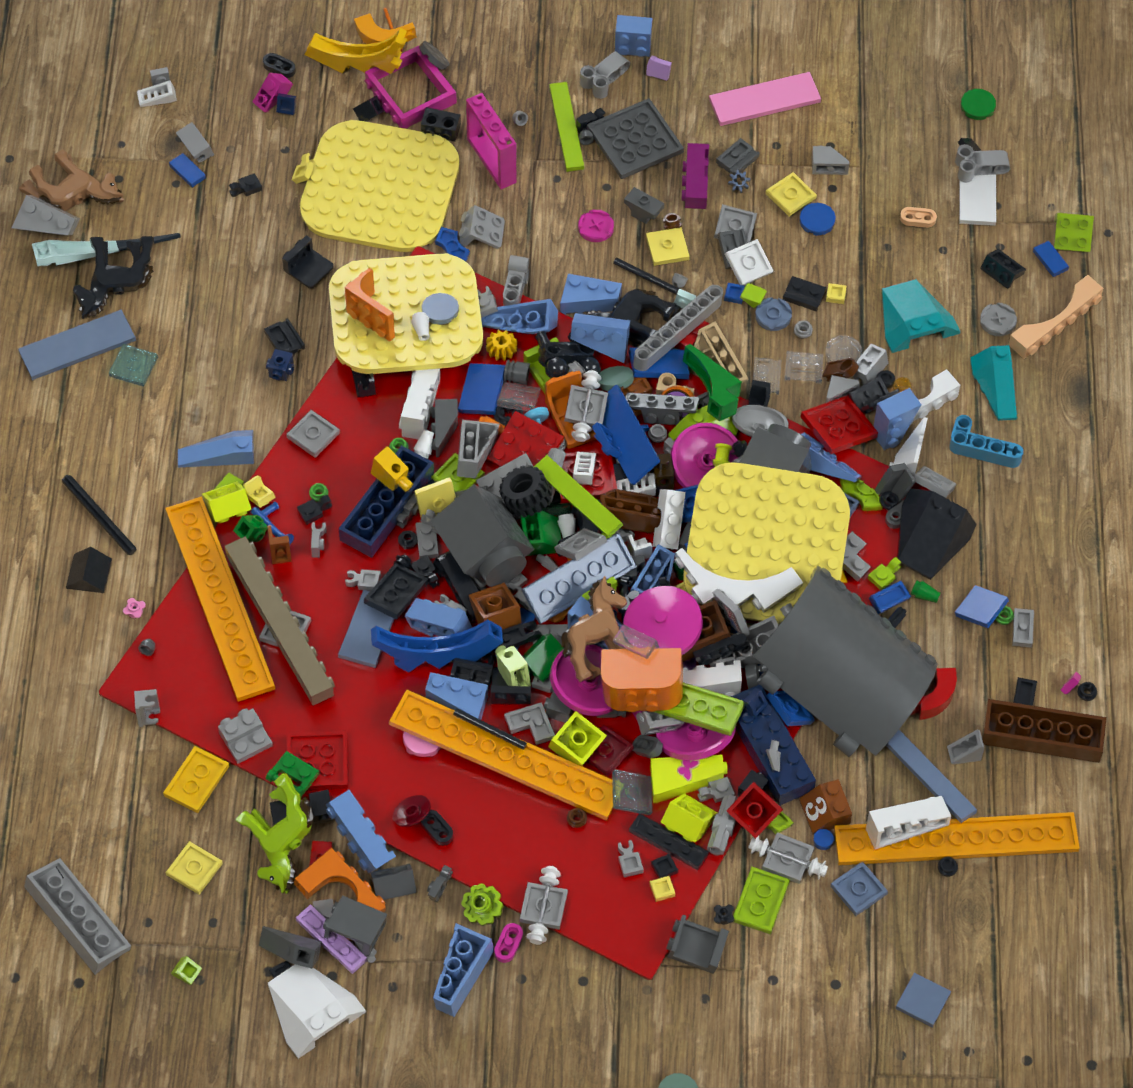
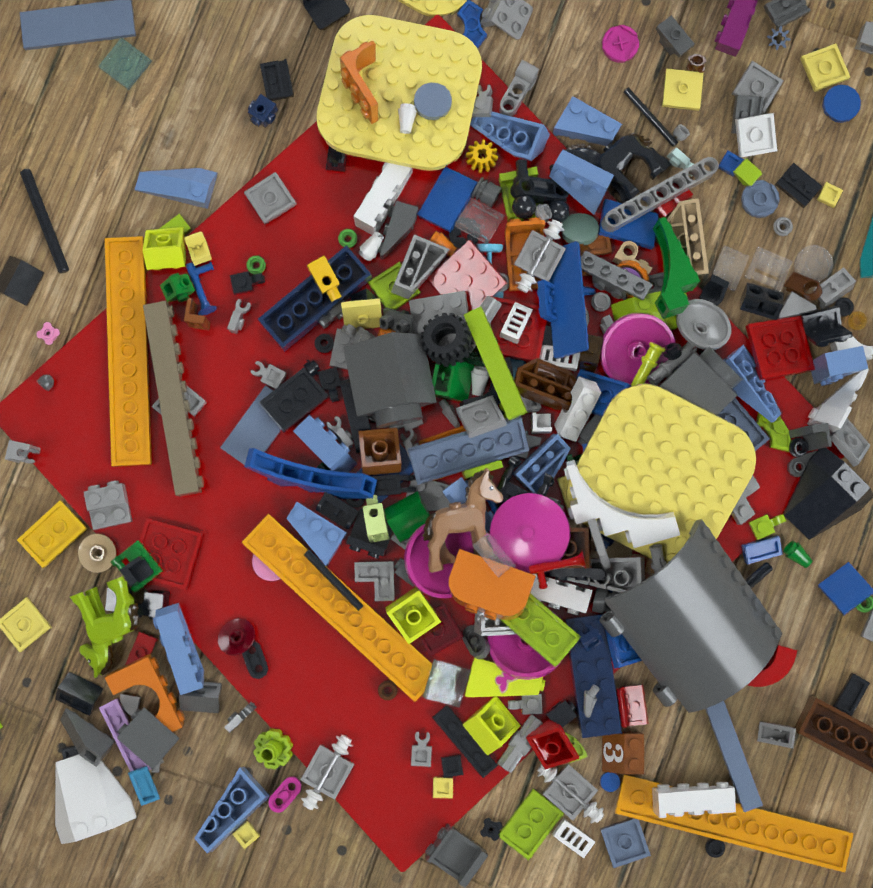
camera: 15 degrees right, 25 degrees up
(243, 773) = (88, 553): none -> tan dish
(270, 914) = (78, 693): none -> black panel
(296, 771) = (137, 571): none -> black panel
(365, 973) = (144, 785): none -> dark azure tile
(482, 993) = (246, 834): none -> light yellow tile
(717, 624) = (547, 566): none -> red piece
(805, 905) = (559, 830): none -> white slope
(806, 391) = (761, 301): none -> black brick
(820, 763) = (632, 705): none -> bracket

